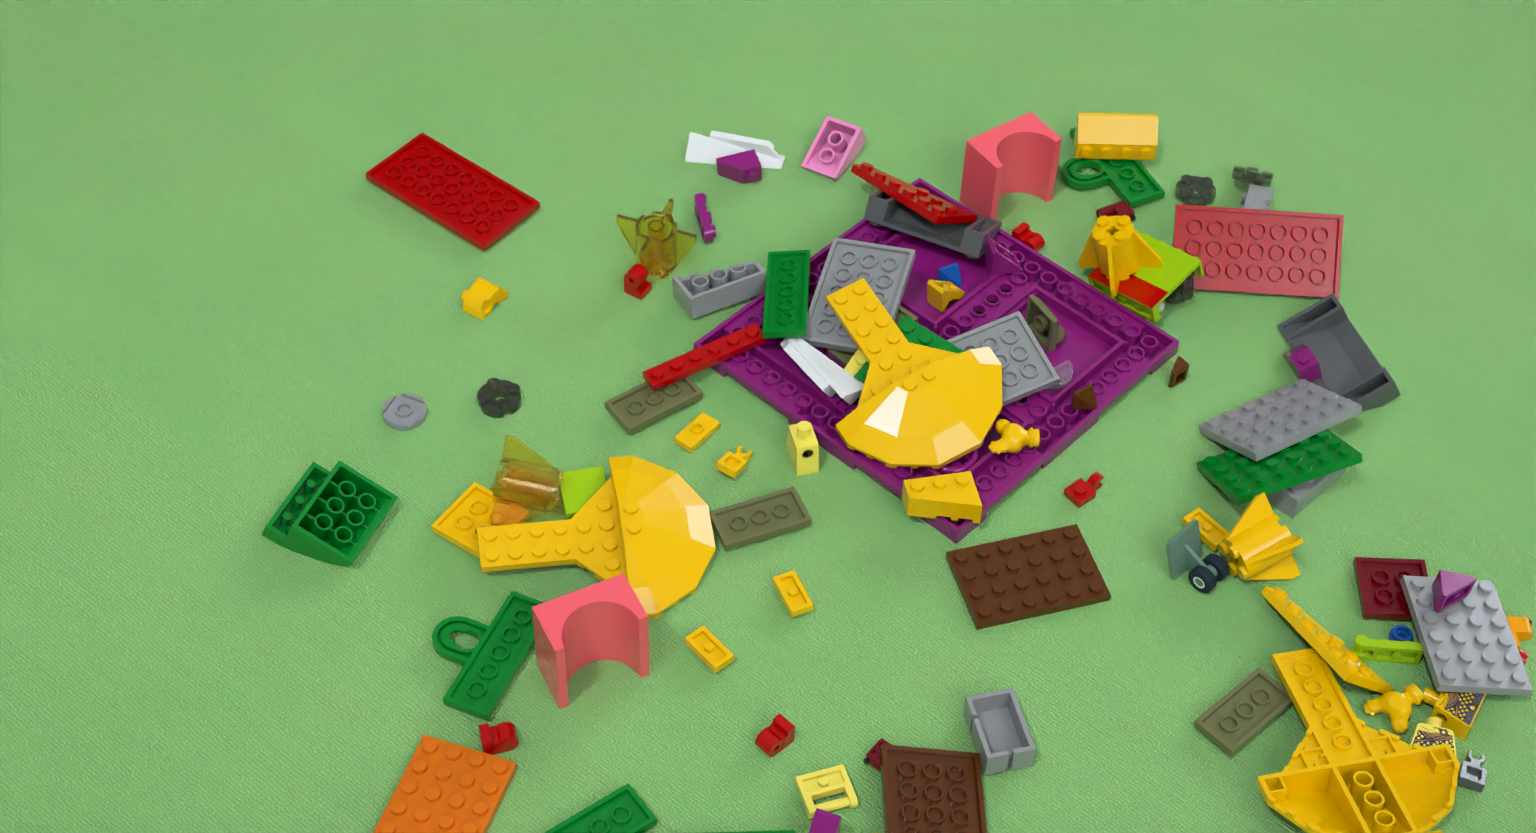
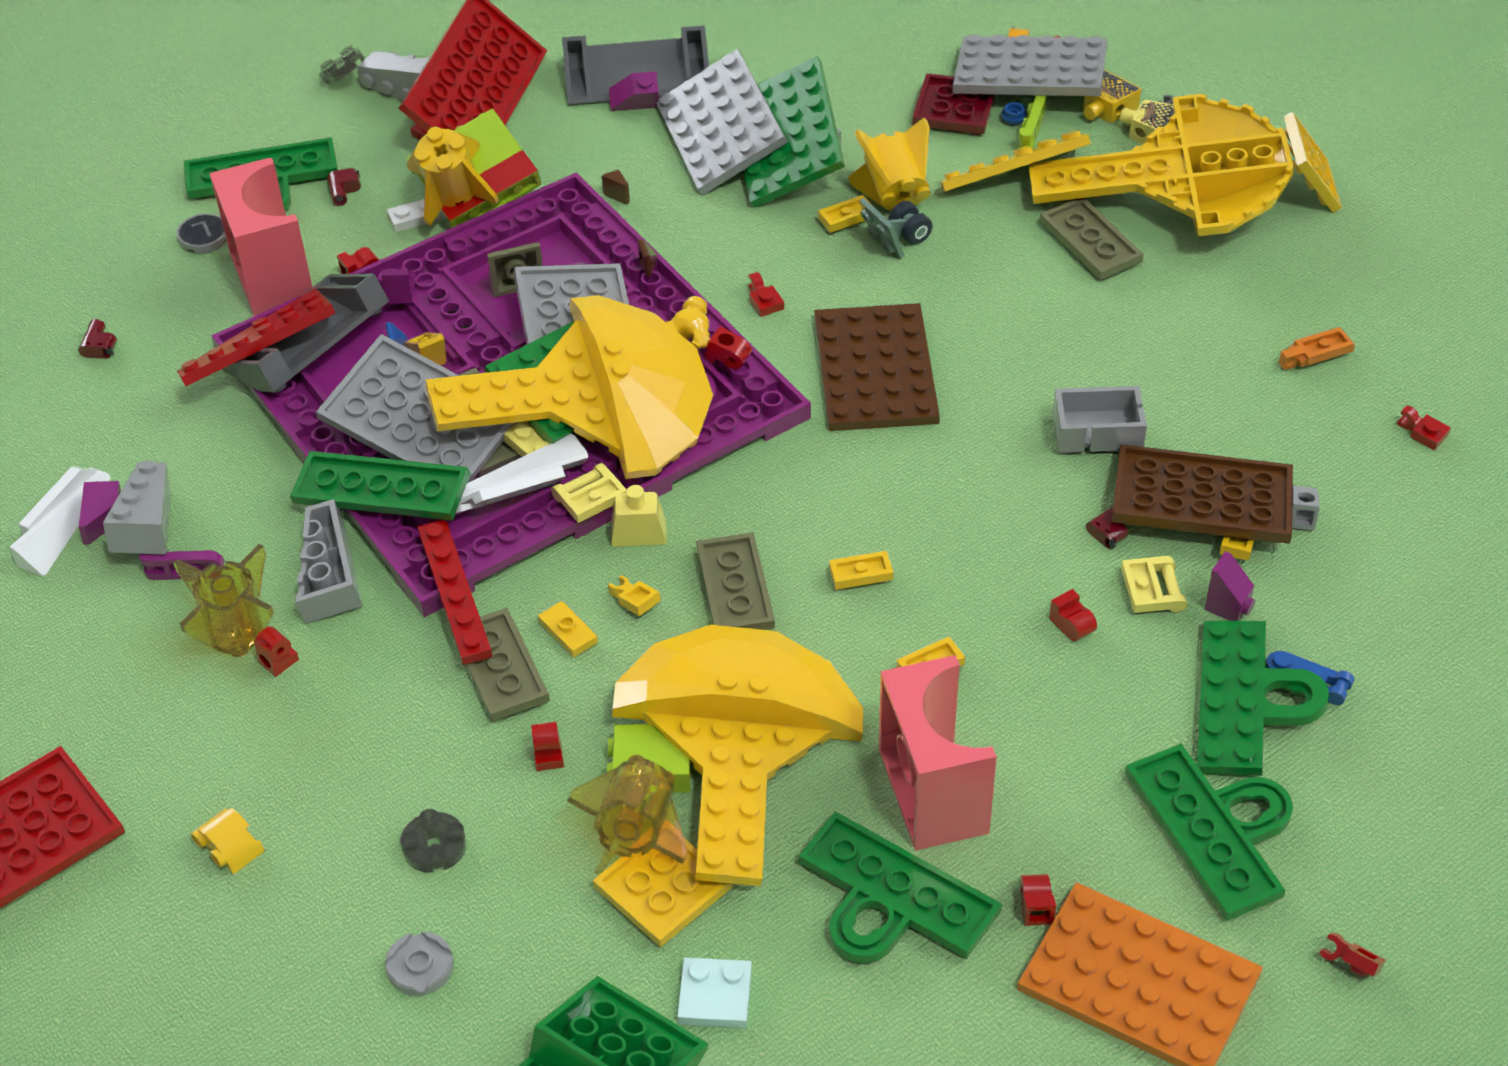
camera: 75 degrees left, 0 degrees up
(399, 566) = (715, 992): none -> light aqua plate
(585, 436) = (547, 746): none -> red leg
(737, 183) = (141, 512): none -> light grey wedge
(806, 410) = (589, 492): none -> light yellow plate
(834, 148) = (110, 409): bright pink slope -> none
(901, 126) = (97, 342): none -> dark red piece
(944, 496) = (768, 395): yellow wedge -> none
(992, 466) = (728, 349): none -> red leg
(1116, 136) = (240, 136): yellow slope -> none
(1203, 185) = (335, 118): clear smoke plate -> none
(1396, 706) = (1103, 132): yellow animal -> none
(1450, 588) = (990, 52): magenta slope -> none

